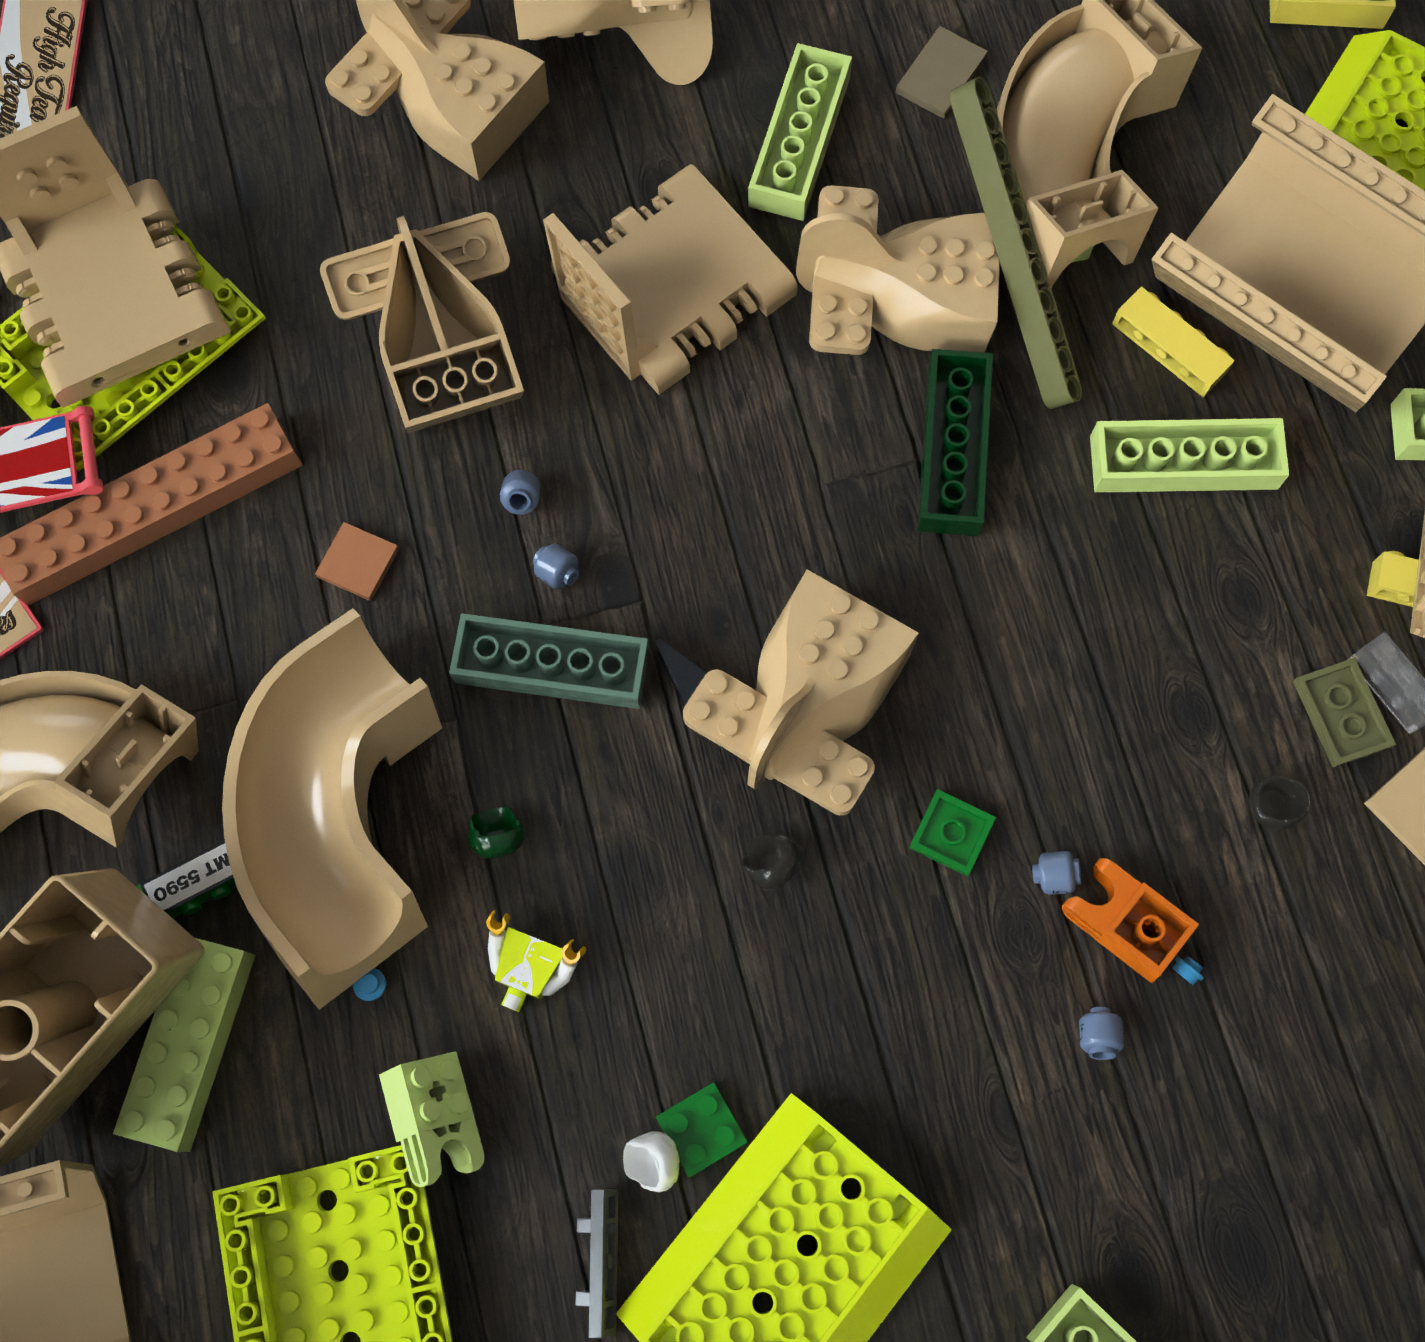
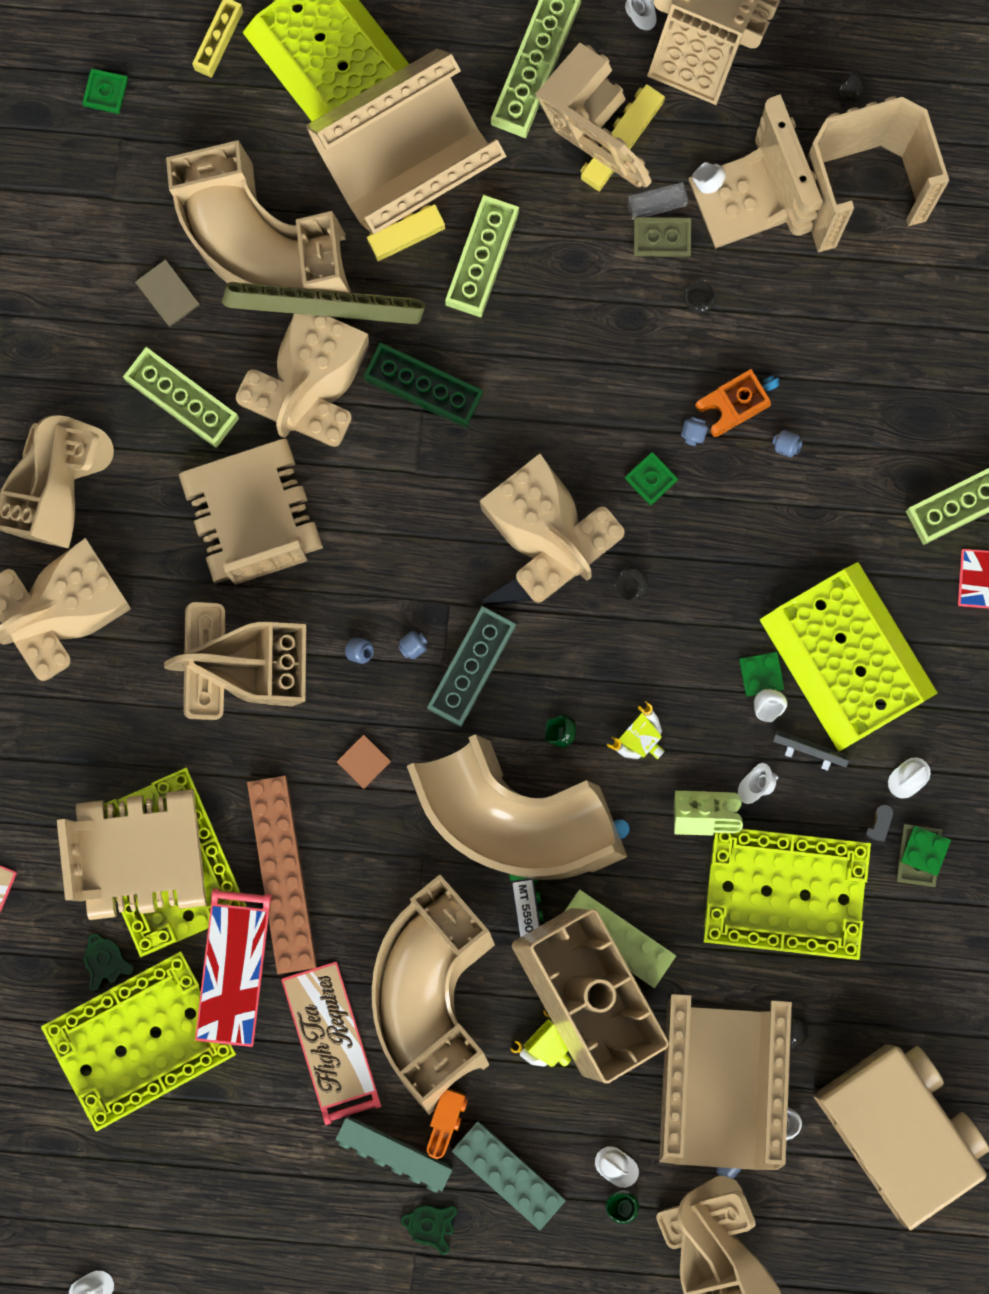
camera: 70 degrees left, 10 degrees up
(512, 1188) = (757, 783): none -> white piece

